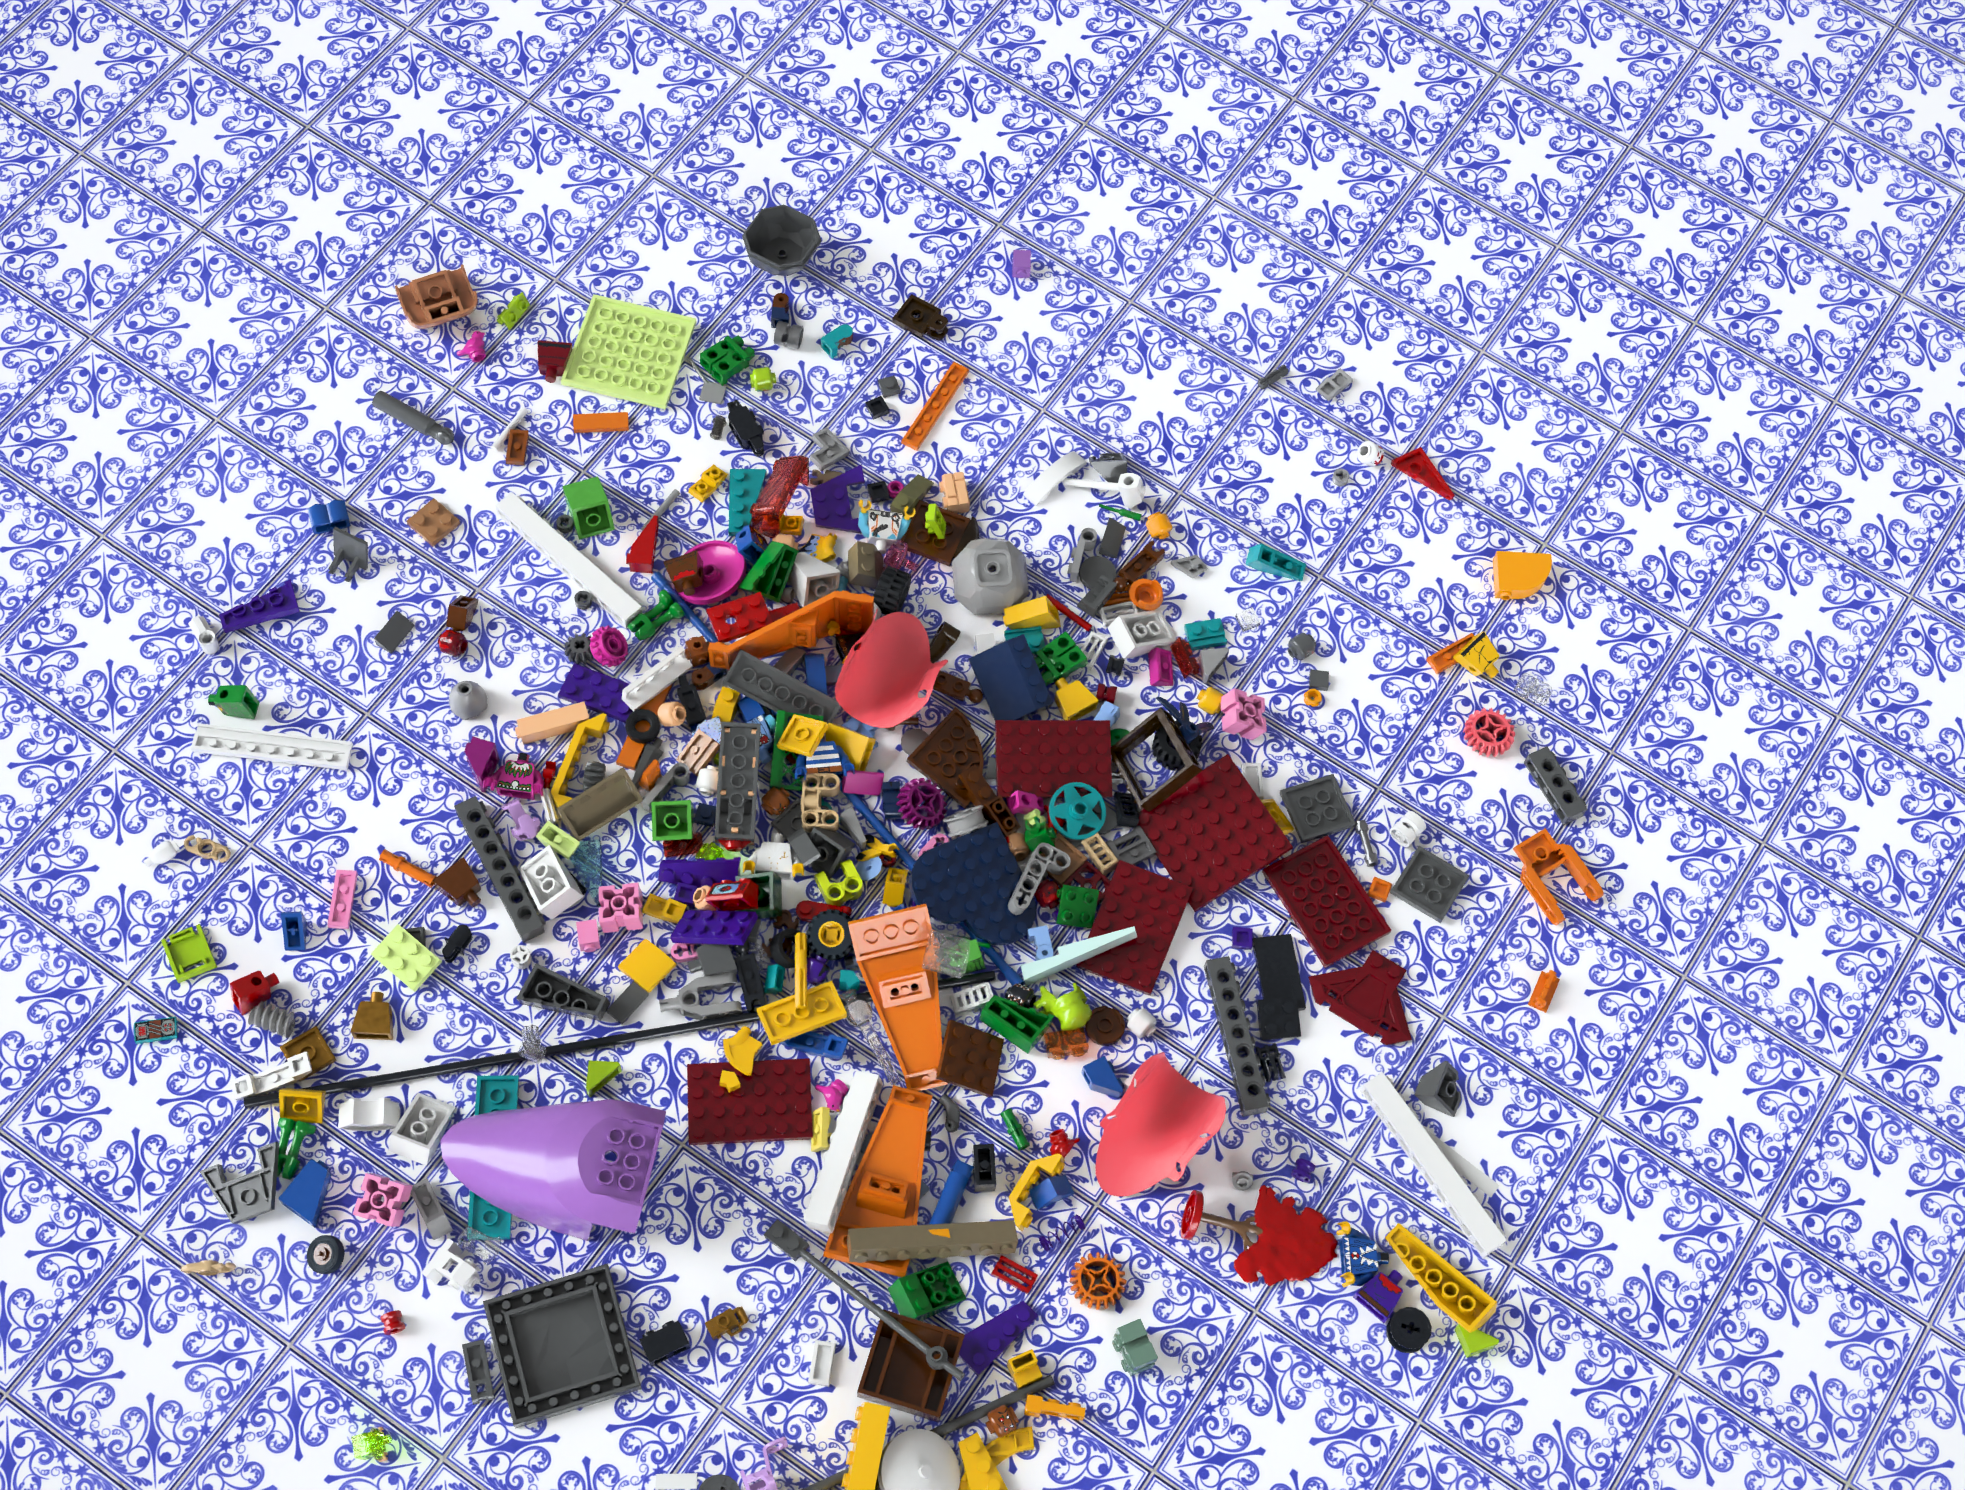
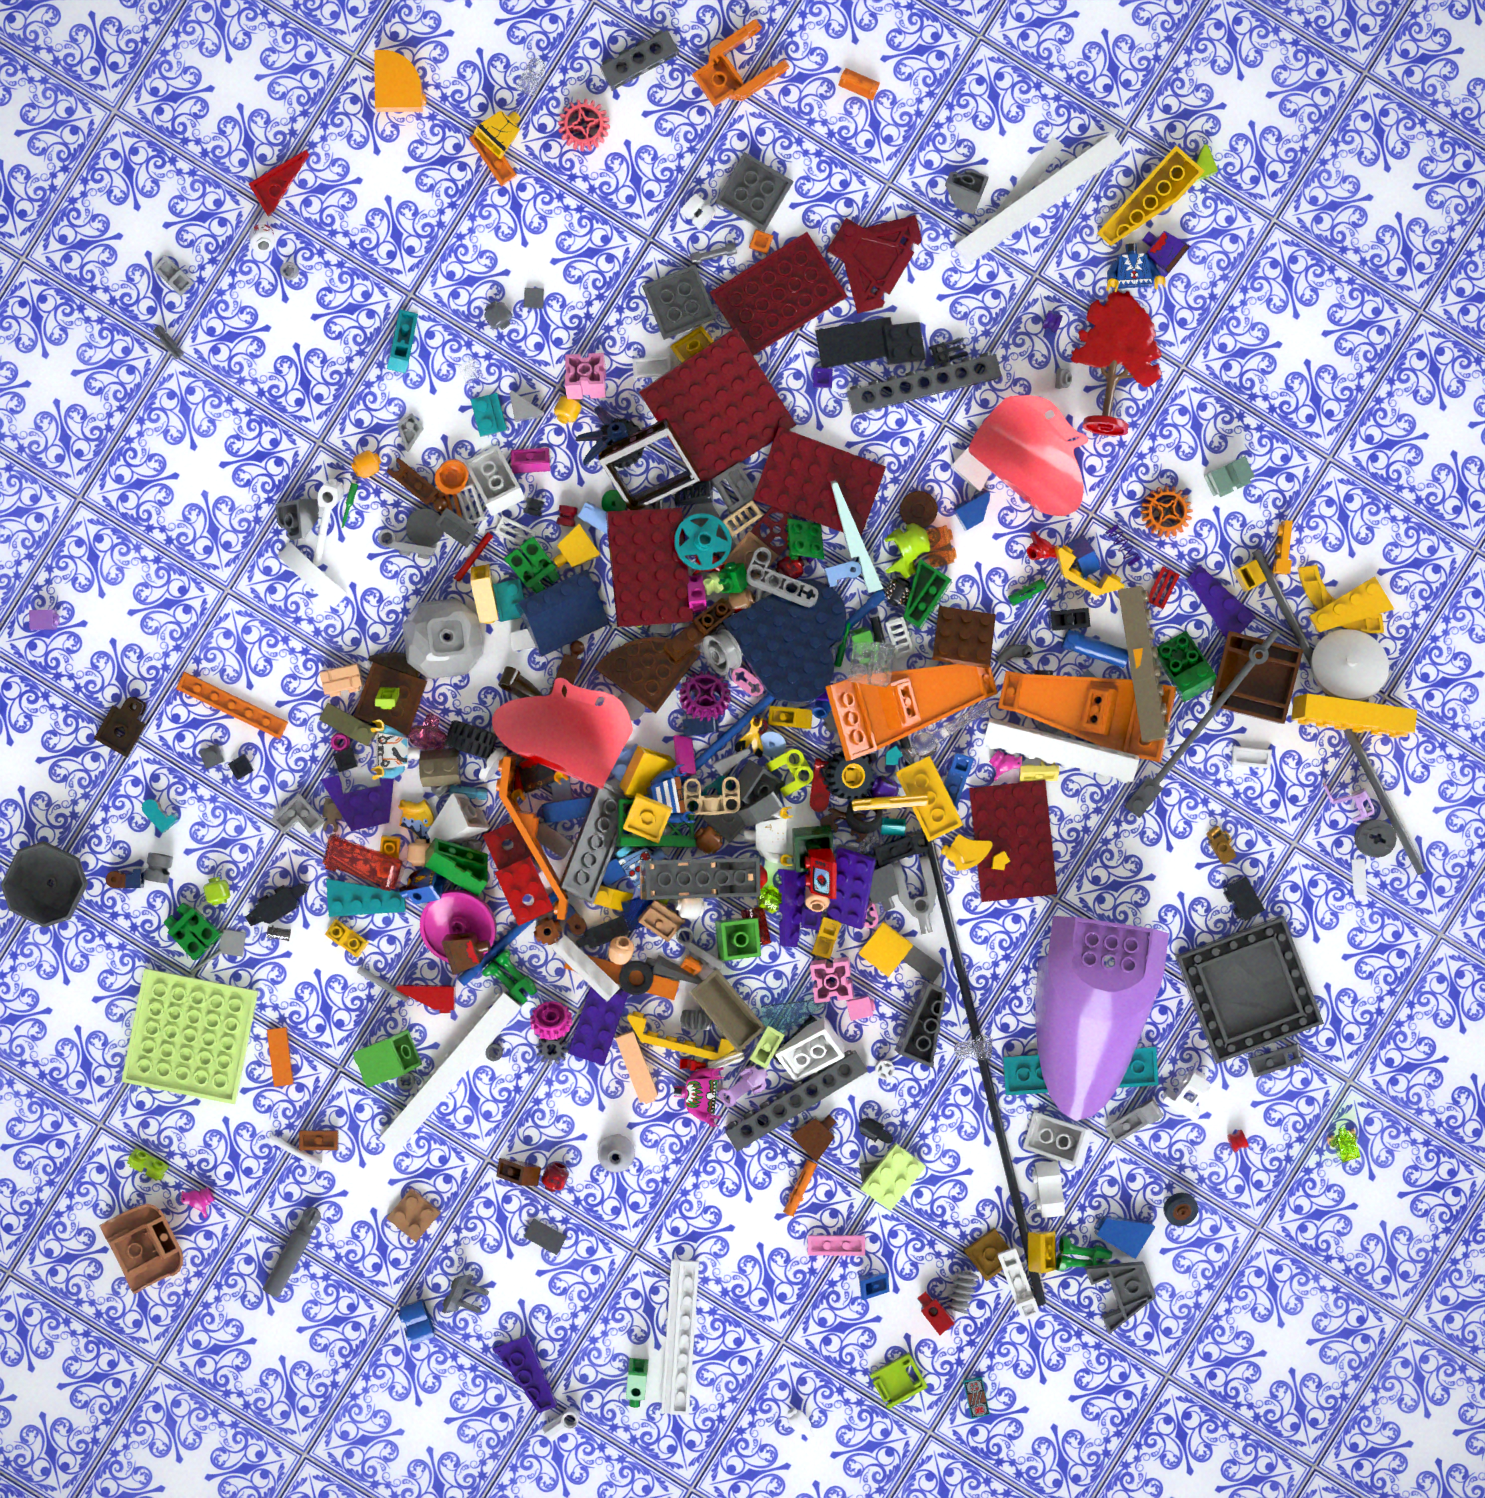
camera: 85 degrees left, 25 degrees up
(197, 849) = (791, 1373): tan piece -> none
(208, 1267) = (1197, 1311): tan piece -> none
(371, 1205) = (1131, 1165): bright pink brick -> none
(373, 1019) = (955, 1198): pearl gold torso -> none
(482, 759) = (688, 1132): magenta slope -> none
(491, 1248) = (1170, 1064): clear piece -> none
(553, 358) = (207, 1115): dark red torso -> none
(600, 1074) = (997, 983): lime slope -> none
(705, 815) = (724, 907): dark blue plate -> none
(1002, 1421) = (1297, 594): dark orange head -> none
(1112, 538) = (383, 512): dark grey slope -> none
(1141, 1023) = (916, 474): white head -> none
(1181, 652) = (511, 440): clear red hinge -> none
(1315, 694) = (555, 300): light orange plate -> none
(1398, 1335) = (1207, 226): black piece -> none

